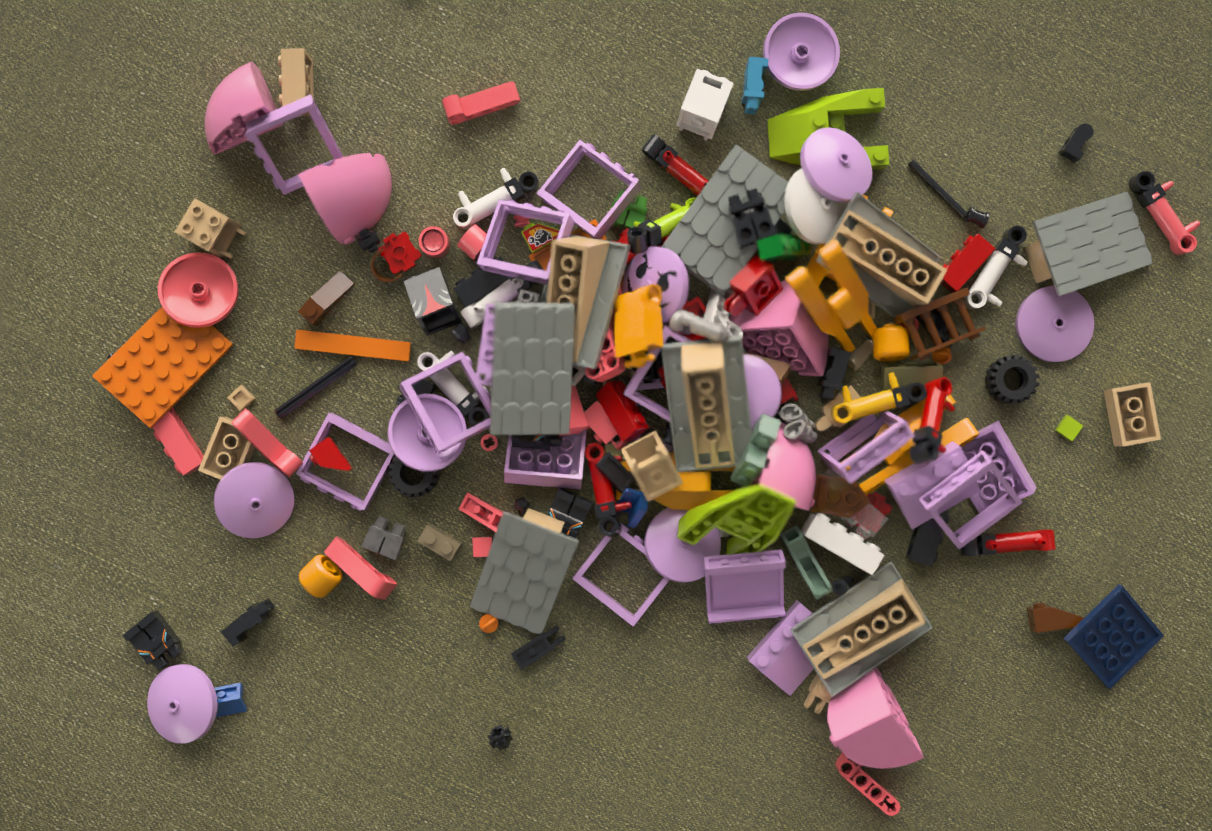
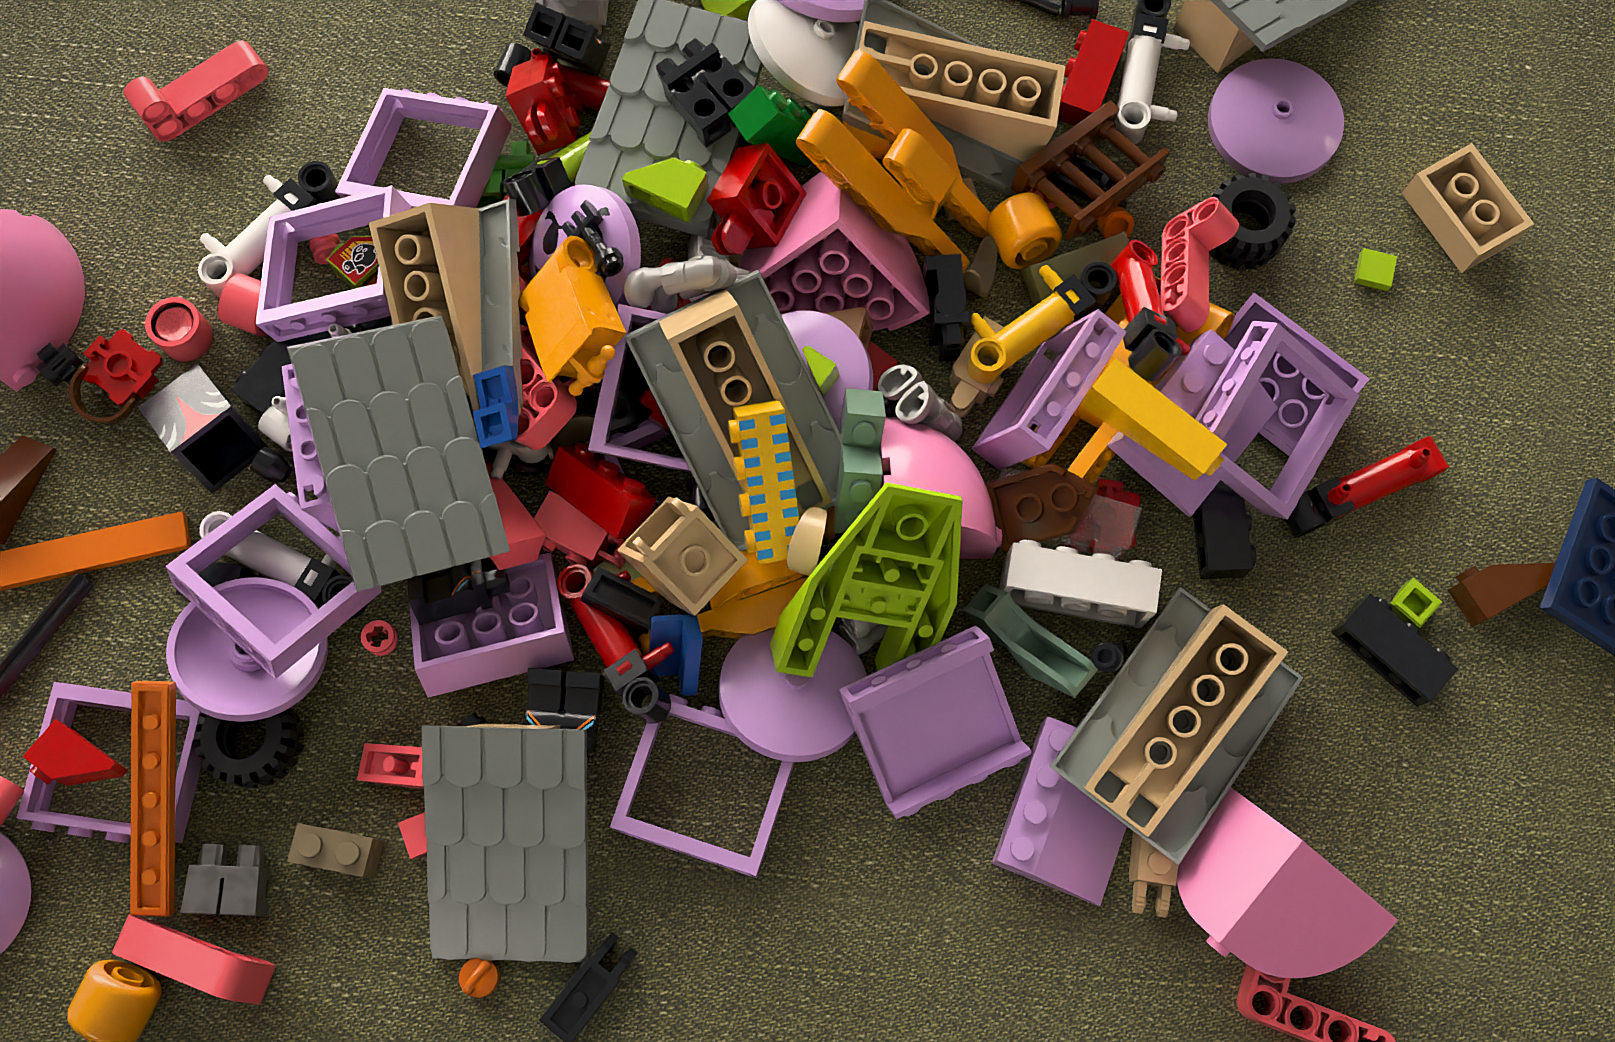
camera: 20 degrees left, 15 degrees down
(363, 489) = (153, 798): none -> orange tile
(587, 361) = (498, 402): none -> blue slope
(660, 277) = (608, 260): none -> black hinge
(663, 184) = (544, 103): none -> red brick
(688, 148) = (567, 39): none -> black hips
(706, 449) = (766, 477): none -> yellow brick
(713, 268) = (669, 186): none -> lime slope
(716, 483) = (807, 541): none -> tan helmet
(754, 398) = (822, 368): none -> lime slope
(908, 489) = (1153, 421): none -> yellow slope
(966, 397) = (1186, 260): none -> coral beam
(985, 629) = (1395, 650): none -> black brick
(1005, 610) = (1414, 603): none -> lime slope

